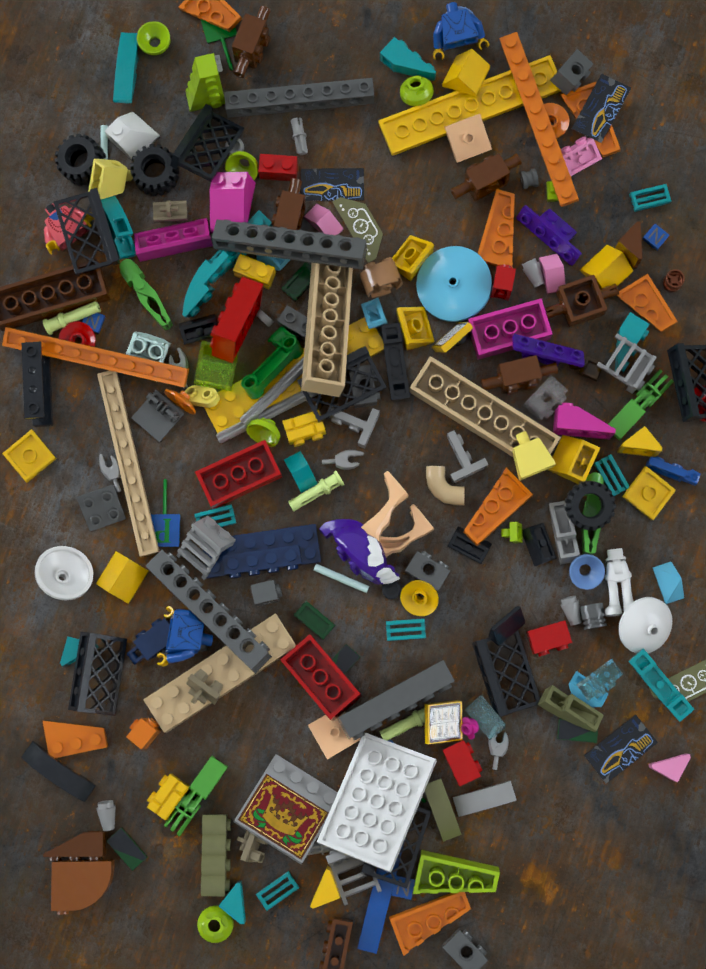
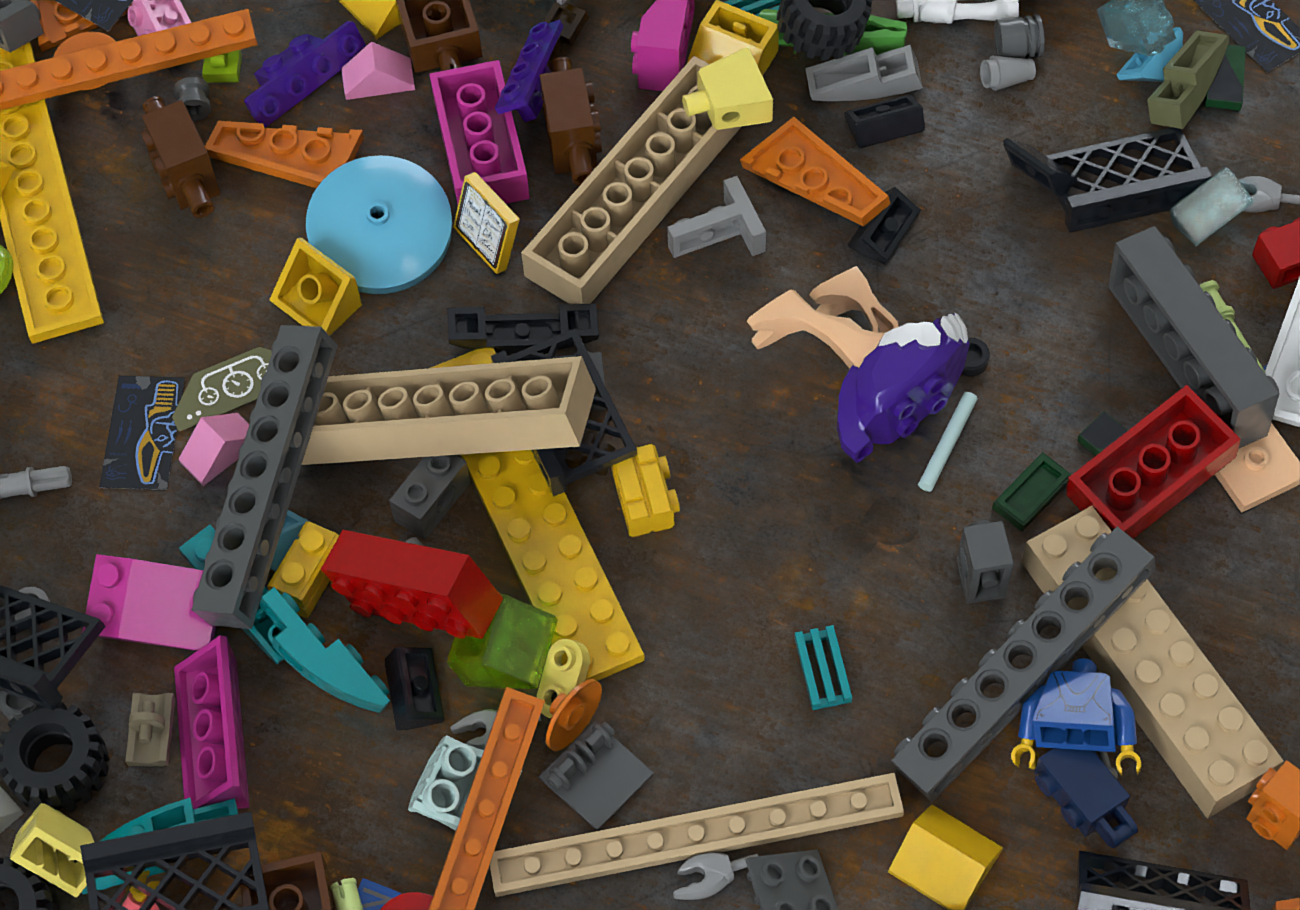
camera: 90 degrees left, 20 degrees down
(135, 278) = (329, 785): bright green arm -> none
(166, 525) = (832, 761): blue piece -> none
(201, 691) = (1196, 670): dark tan hips -> none
(211, 539) = (870, 660): light grey plate -> none
(233, 164) = (80, 564): lime piece -> none
(238, 474) = (735, 609): red brick -> none
(262, 430) = (649, 558): lime piece -> none
(268, 413) = (613, 570): light grey axle -> none
(268, 552) = (895, 585): dark blue plate -> none
(273, 393) = (558, 525): light grey axle -> none
(278, 167) = (91, 516): red brick -> none
(287, 350) = (460, 521): green piece -> none
(290, 207) = (186, 487): reddish brown brick -> none
(298, 282) = (338, 494): dark green tile -> none
(300, 471) = (729, 502): teal slope -> none
(324, 487) = (765, 461): yellowish green pin -> none
(342, 459) = (711, 430): light grey hand -> none
(356, 424) = (649, 383): light grey bracket -> none
(374, 313) = (425, 351): medium azure slope -> none
(380, 278) = (355, 333): medium nougat brick -> none
(407, 637) = (1046, 310): teal tile -> none
(414, 327) = (455, 291): yellow slope -> none
(419, 605) = (999, 298): yellow dish -> none
(422, 559) = (942, 270): dark grey brick -> none
(441, 489) = (777, 261): tan cylinder -> none
(443, 722) = (1227, 269): tile -> none
(468, 138) = (94, 190): light nougat plate -> none
(469, 727) = (1224, 230): dark pink plate -> none
(503, 282) = (389, 130): red brick -> none
(513, 533) = (864, 149): lime tile -> none
(533, 271) = (371, 101): light grey cone -> none
(549, 637) = (1059, 105): red brick -> none
(550, 388) = (618, 92): clear brick -> none
(591, 579) = (942, 34): medium blue piece -> none

